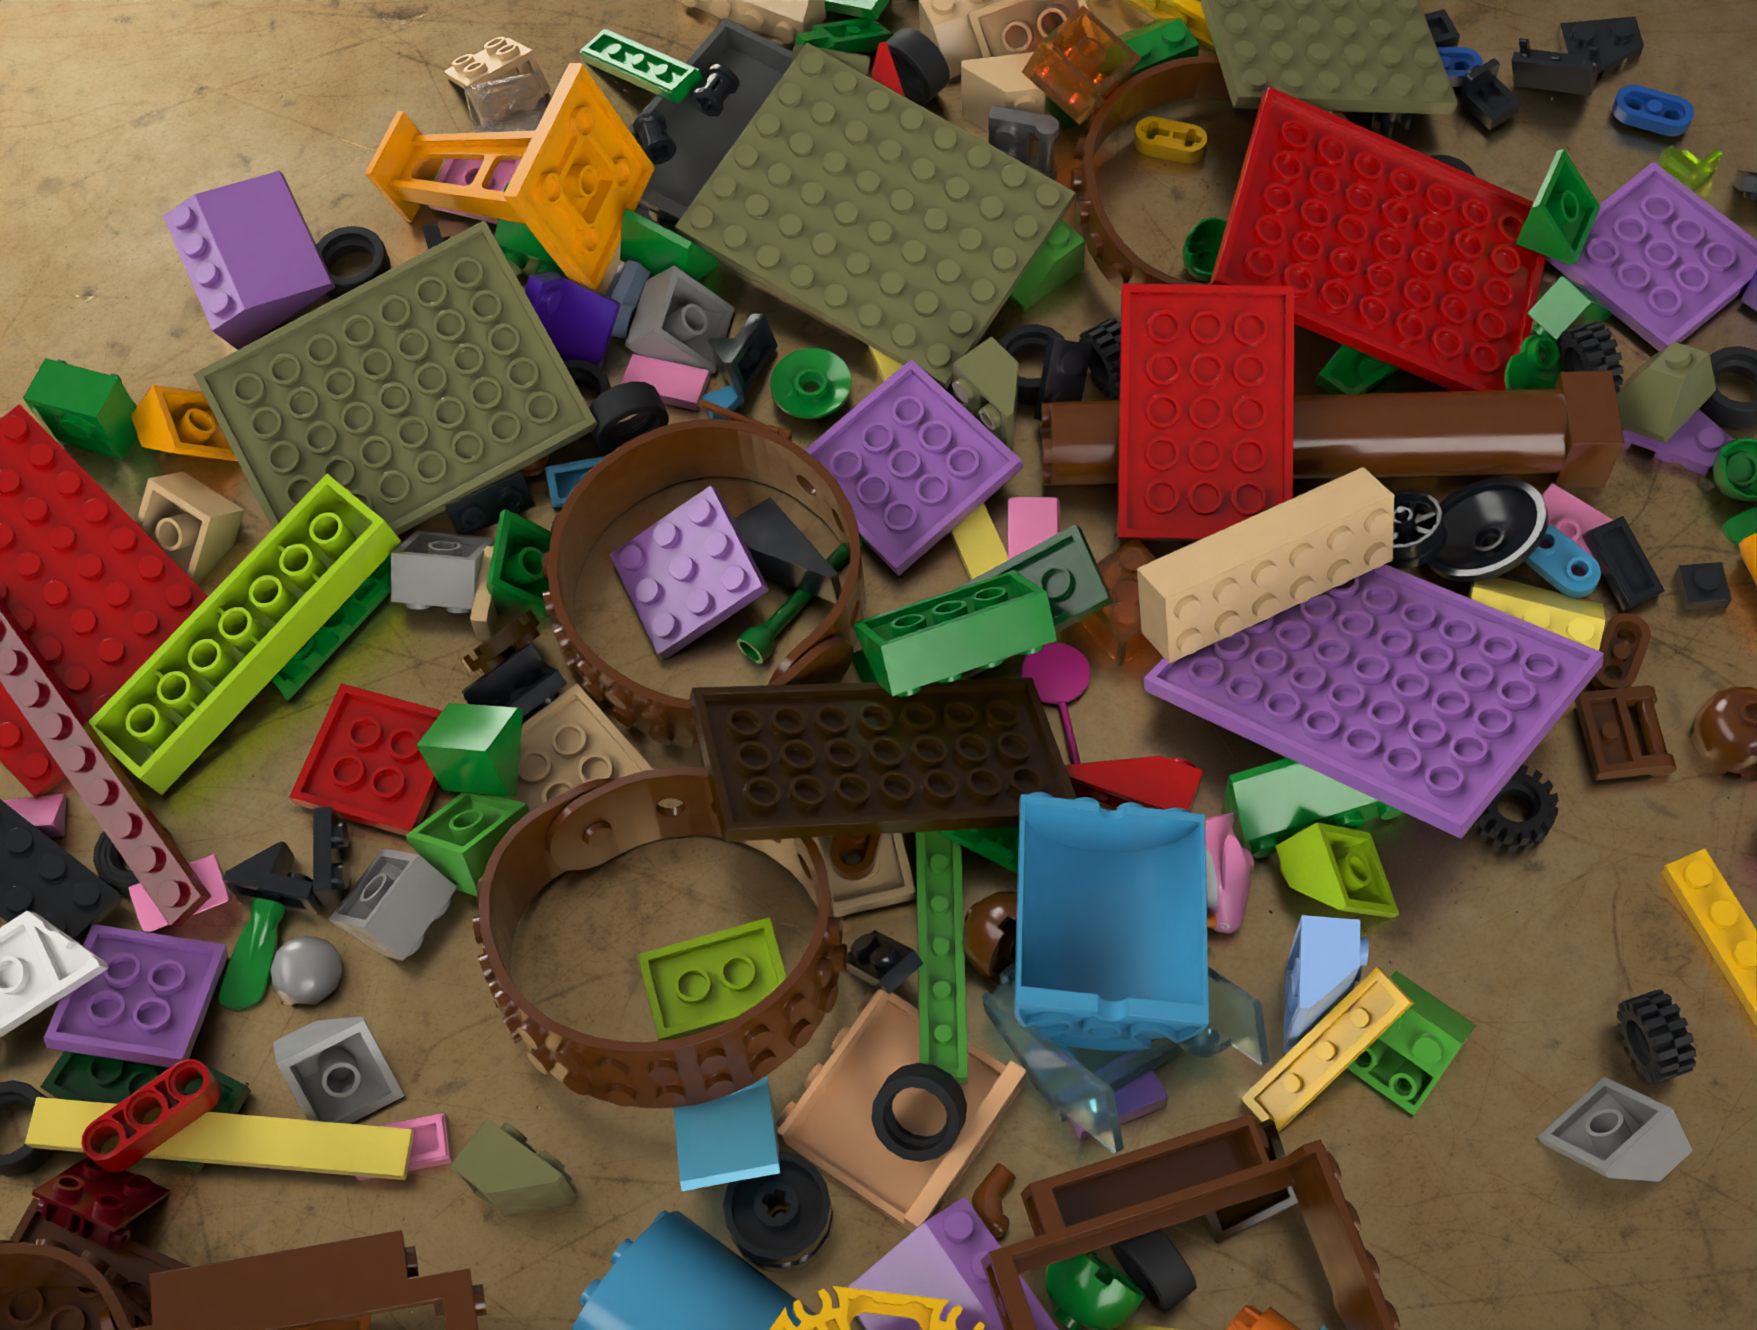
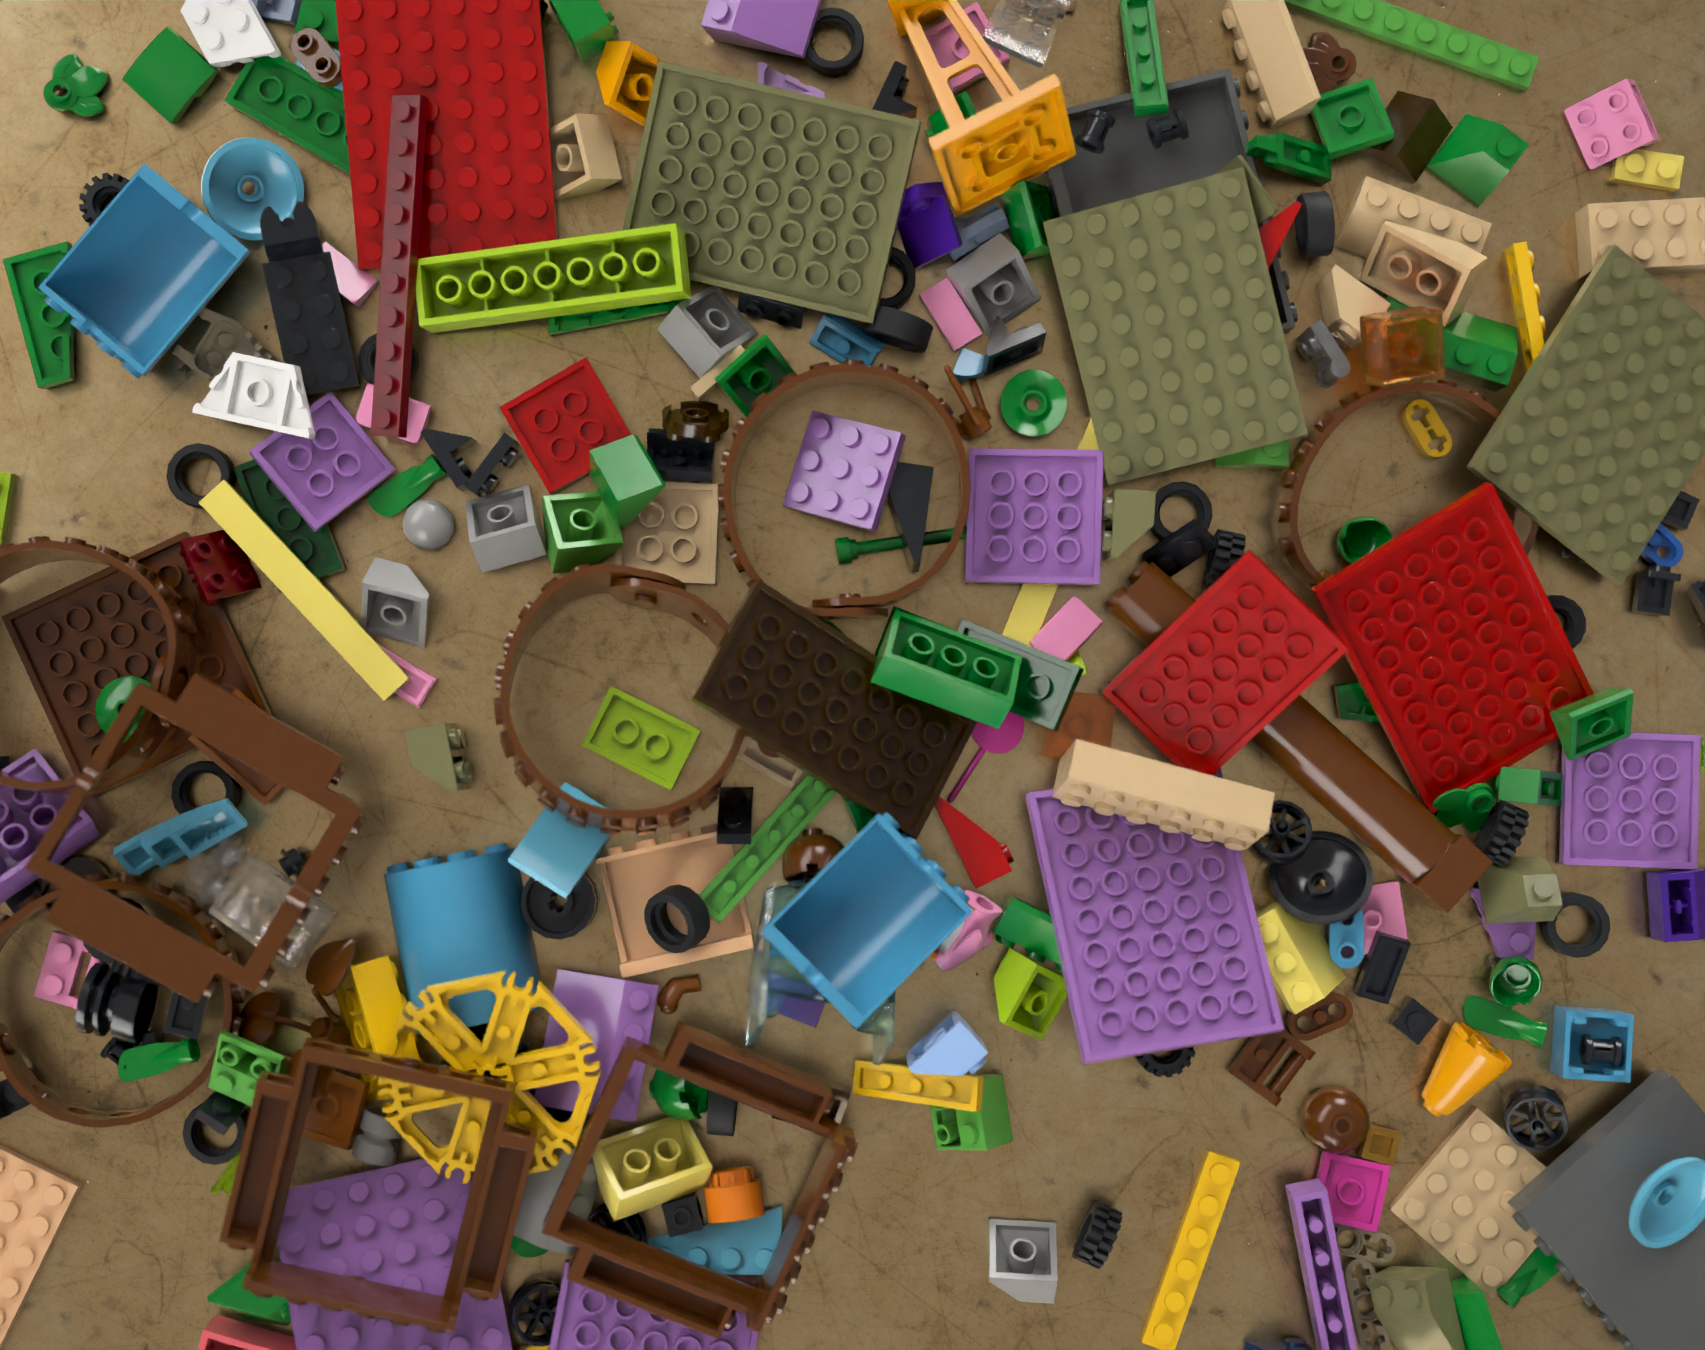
camera: 30 degrees right, 25 degrees up
(127, 1116) = (257, 552): red beam -> none

